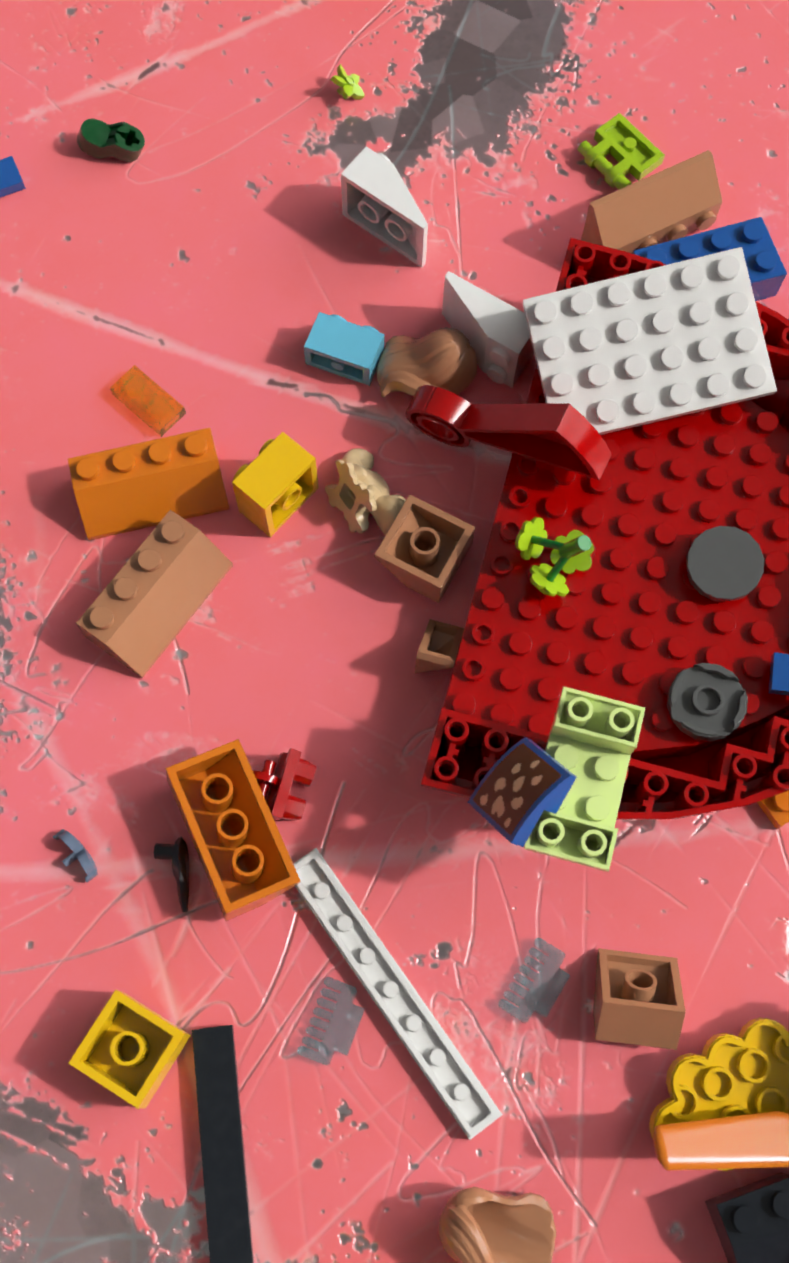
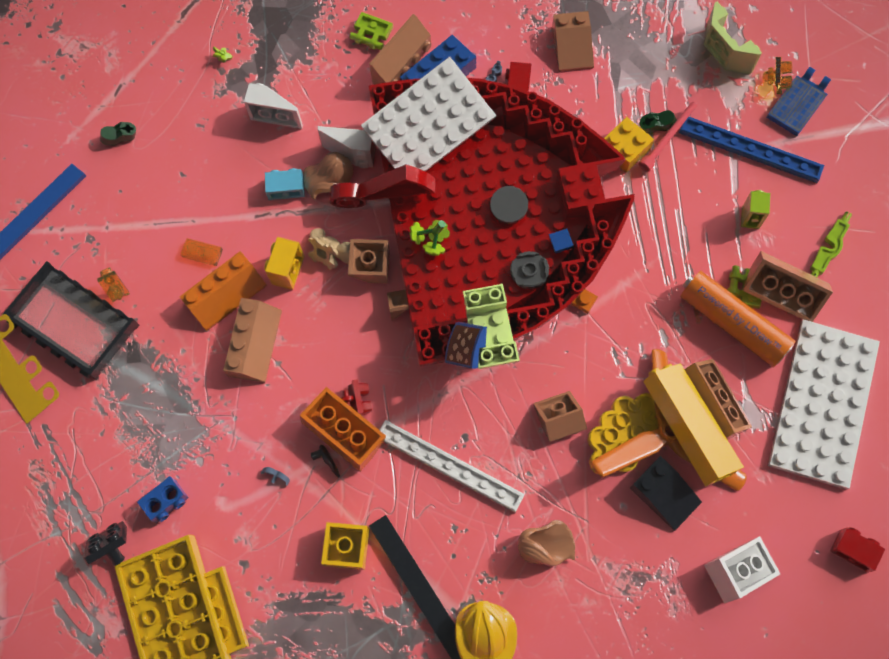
camera: 20 degrees left, 0 degrees up
(342, 1024) = (435, 492): clear light blue piece -> none
(543, 990) = (518, 430): clear light blue piece -> none

